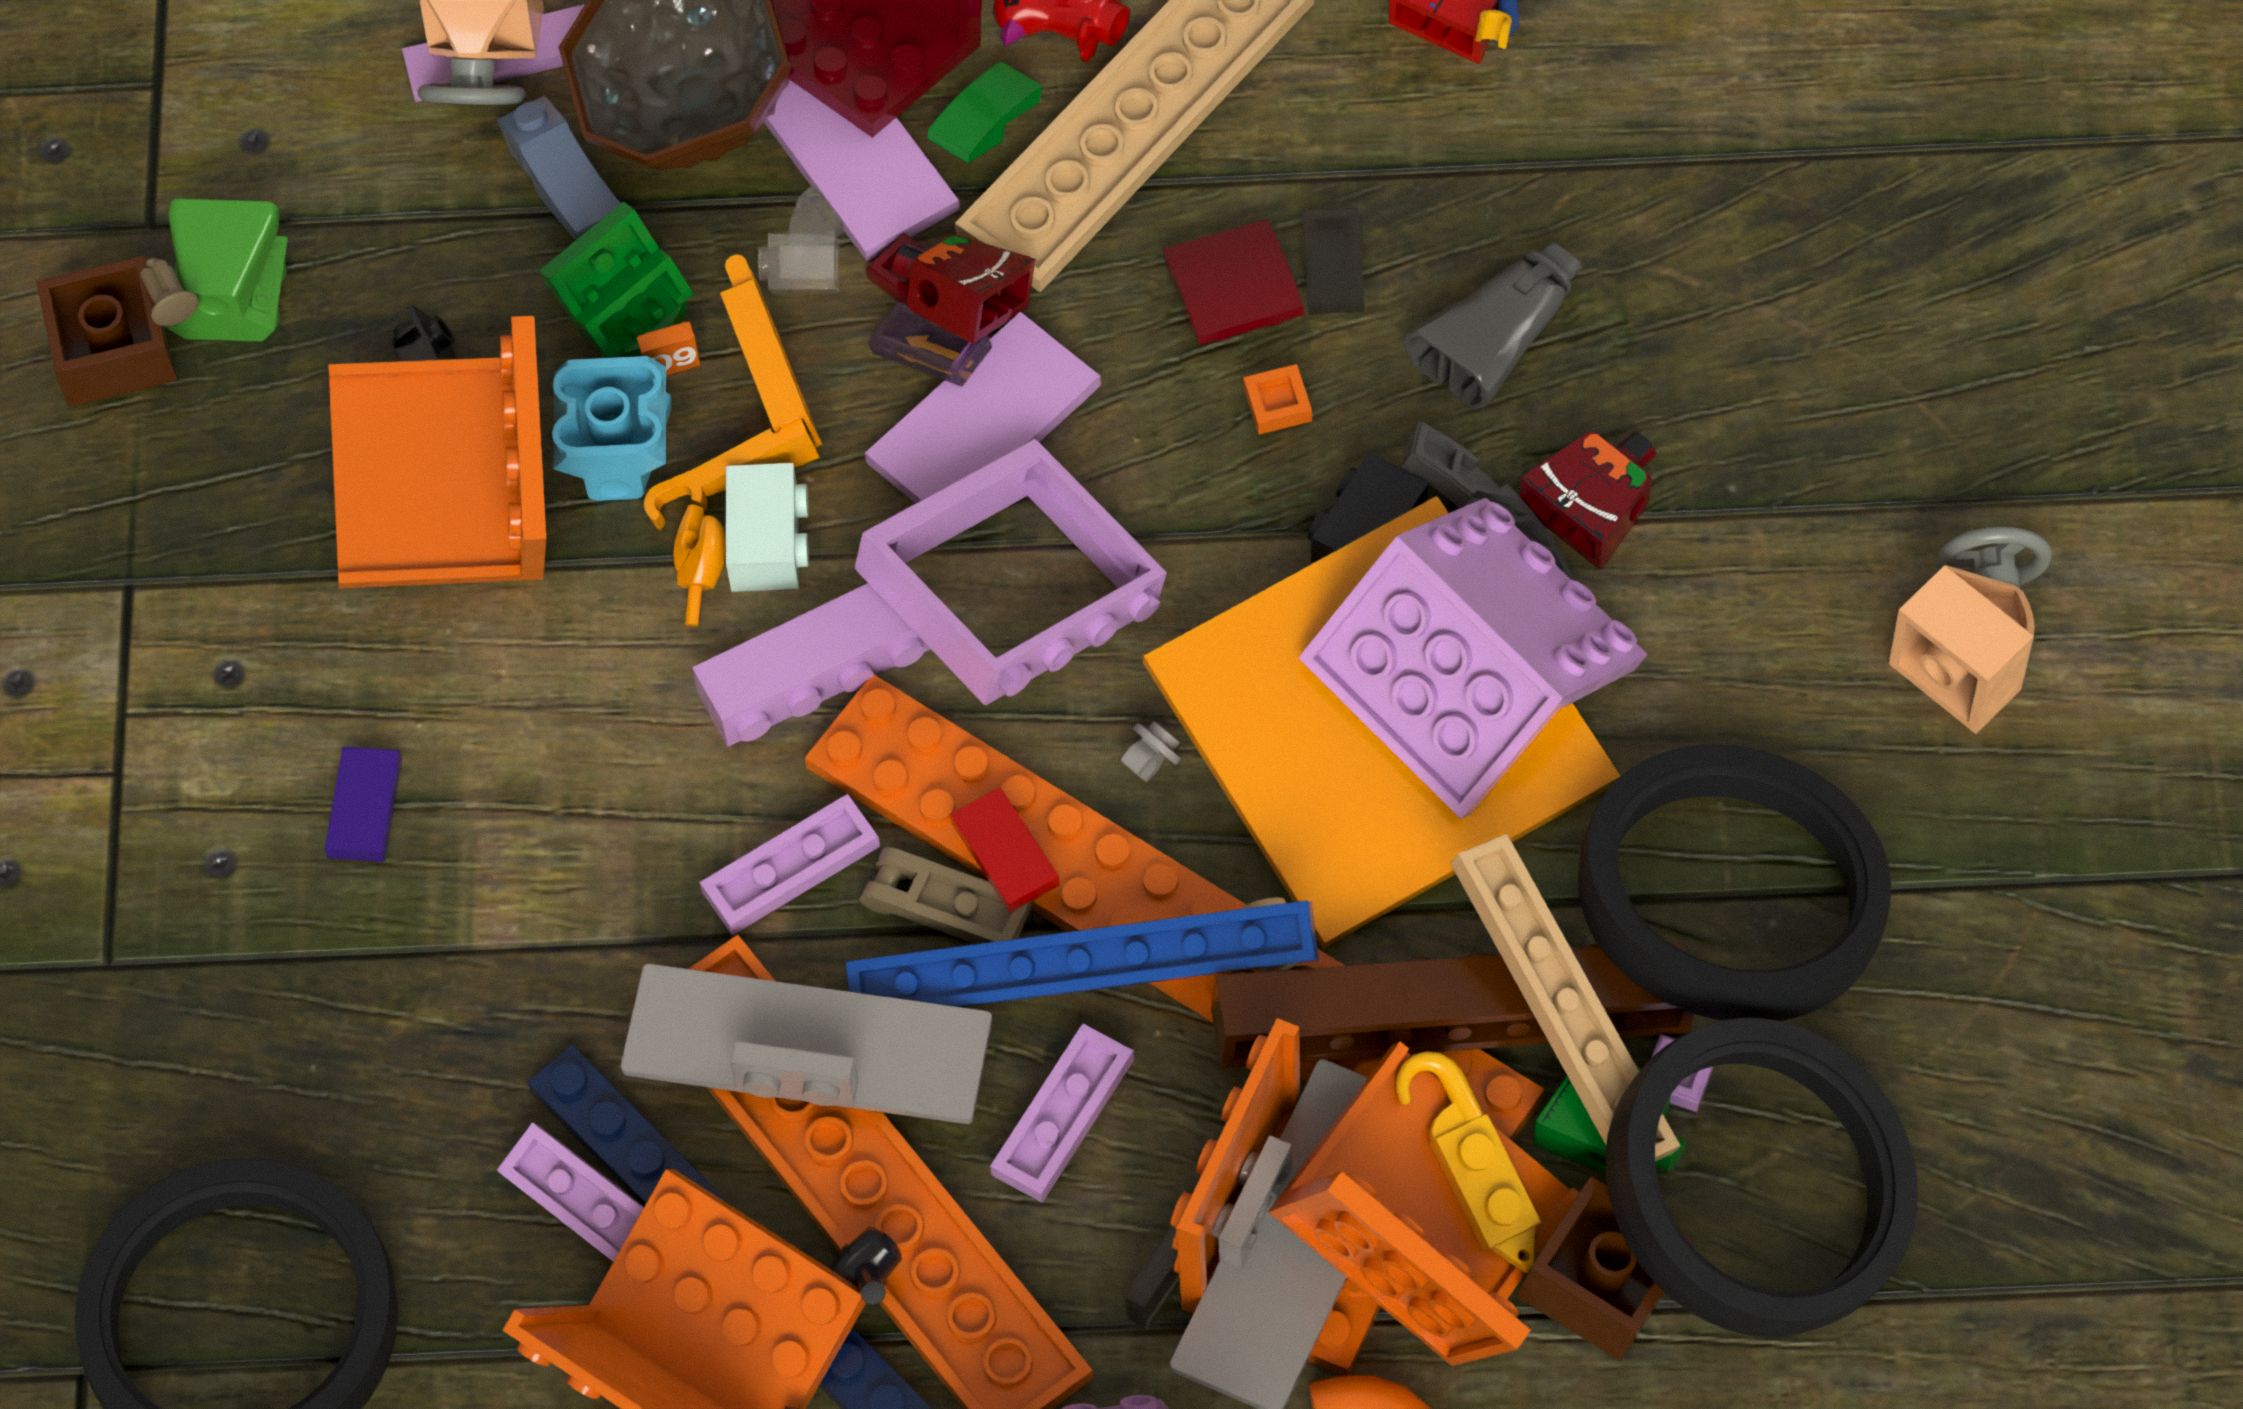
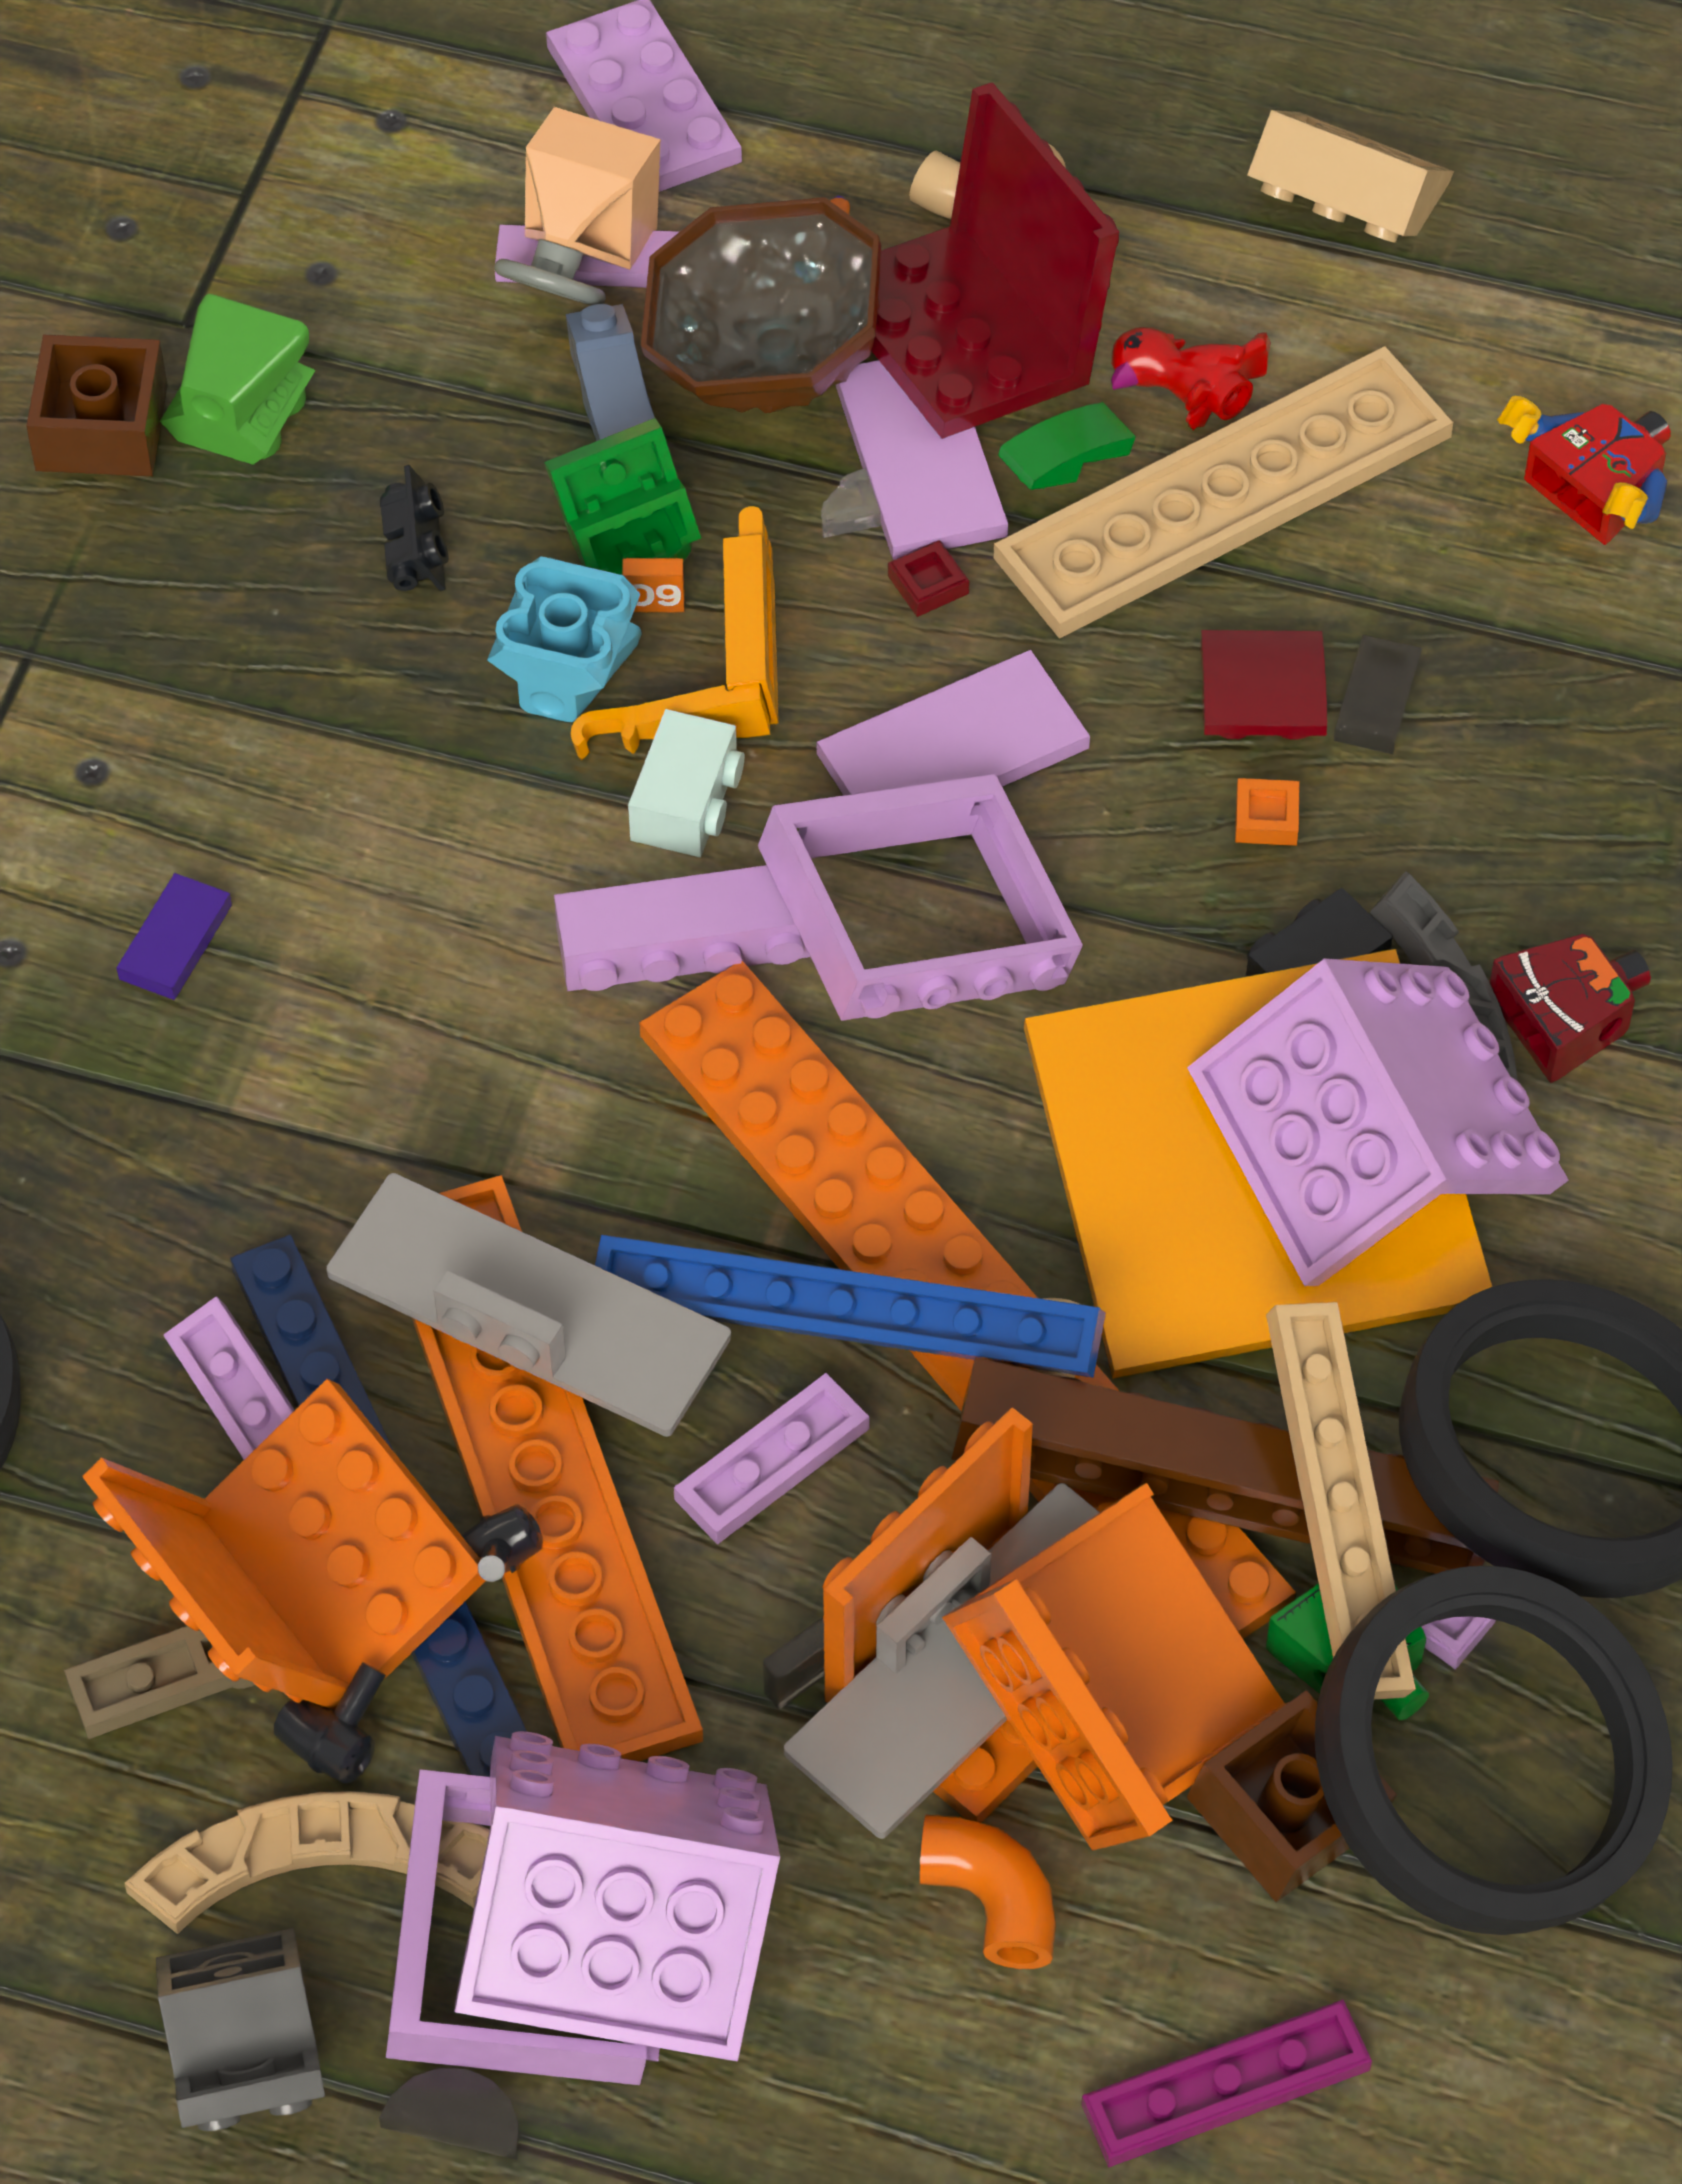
camera: 15 degrees right, 5 degrees down
(170, 300) = (165, 389): dark tan piece -> none
(439, 468) = (374, 626): orange bracket -> none
(698, 557) = (605, 795): light orange hand -> none
(789, 864) = (583, 1123): lavender plate -> none
(800, 263) = (820, 538): clear brick -> none
(926, 346) = (925, 655): tile -> none
(941, 899) = (731, 1205): dark tan plate -> none
(965, 284) = (982, 605): dark red torso -> none
(1005, 849) = (809, 1172): red tile -> none
(1149, 752) = (999, 1123): light grey plate -> none
(1476, 1163) = (1187, 1638): yellow plate -> none
(1493, 326) = (1514, 807): dark grey piece -> none

